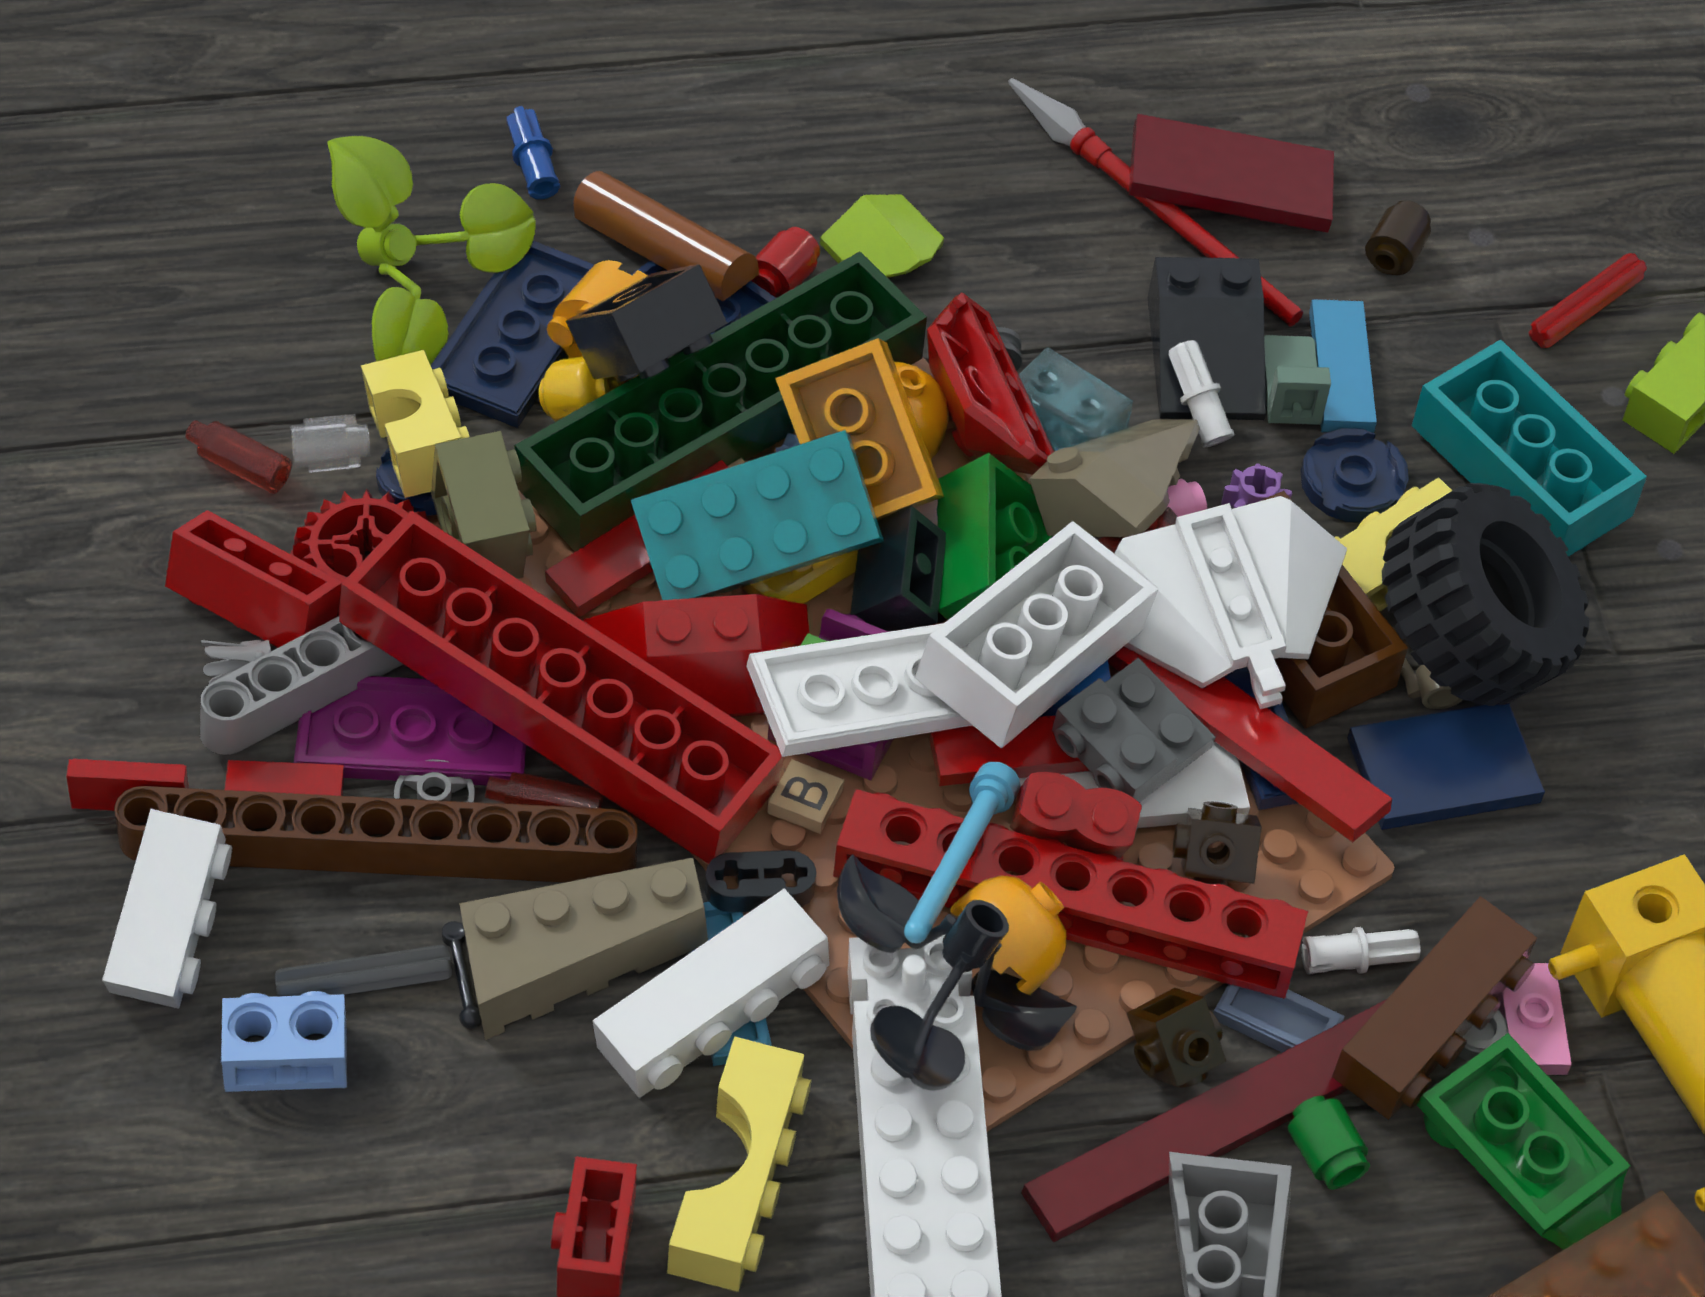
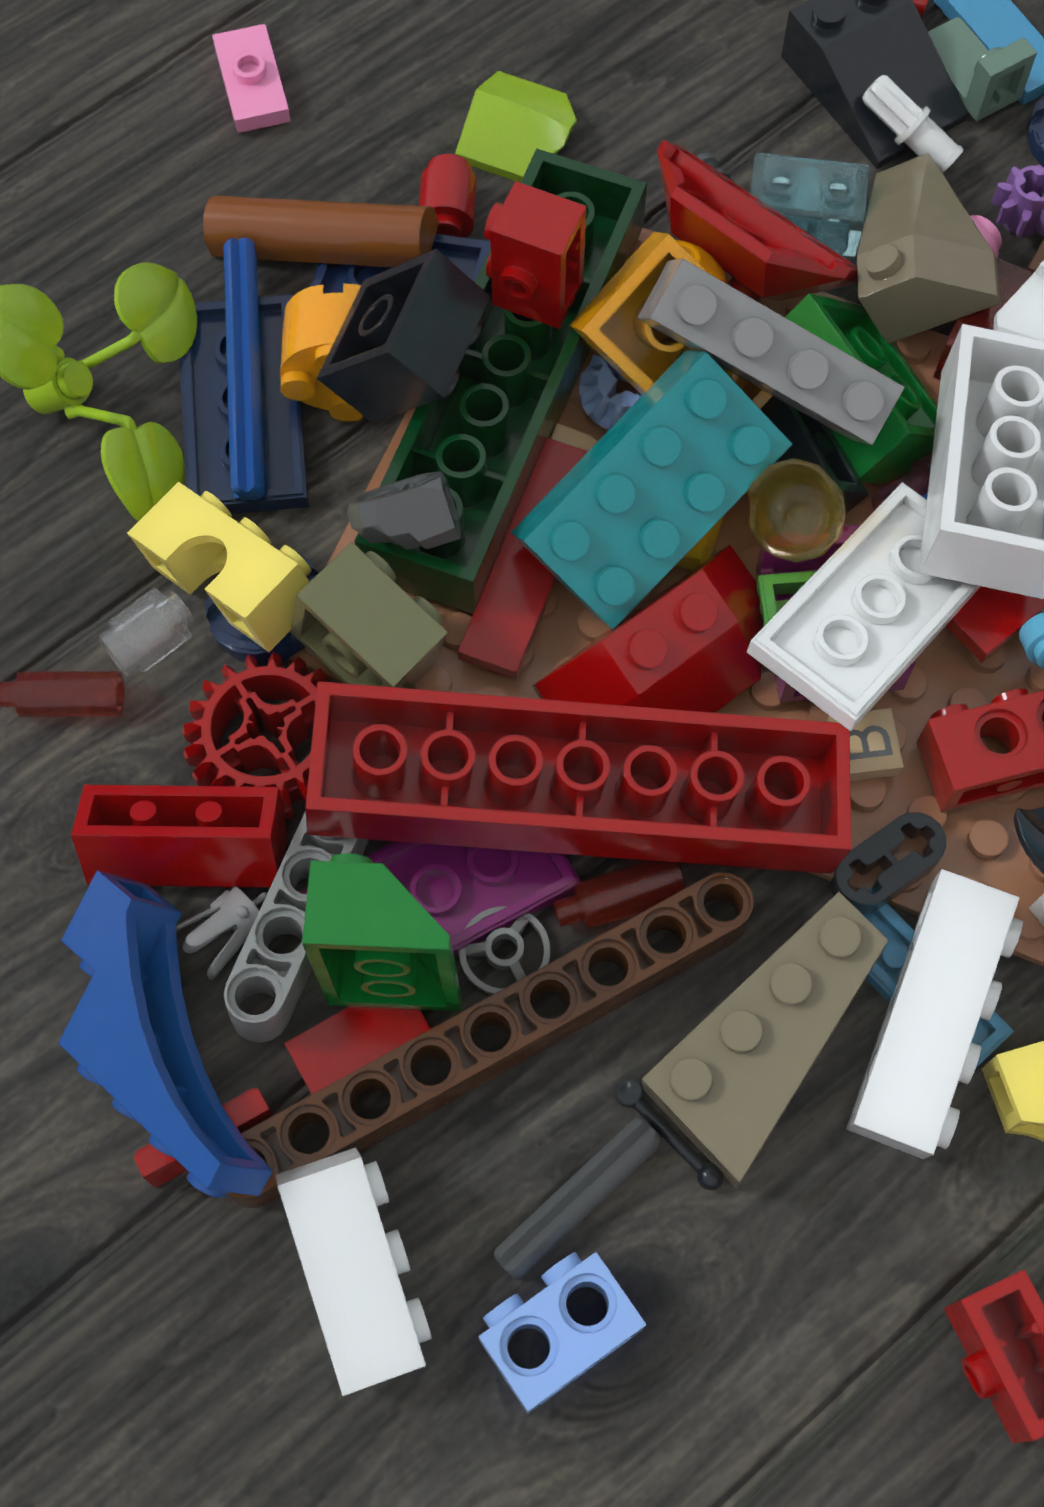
camera: 25 degrees left, 15 degrees up
(131, 678) = (138, 1039): none -> blue arch
(325, 700) = (375, 940): none -> green slope
(532, 153) = (129, 211): blue axle -> none
(533, 302) = (243, 370): none -> blue axle
(562, 441) = (407, 513): none -> dark grey rock
(571, 386) = (351, 445): yellow head -> none
(700, 105) = (251, 78): none -> bright pink plate
(783, 313) = (536, 253): none -> red brick
(856, 589) = (796, 510): none -> clear yellow hair
(902, 461) = (770, 351): none -> light grey brick

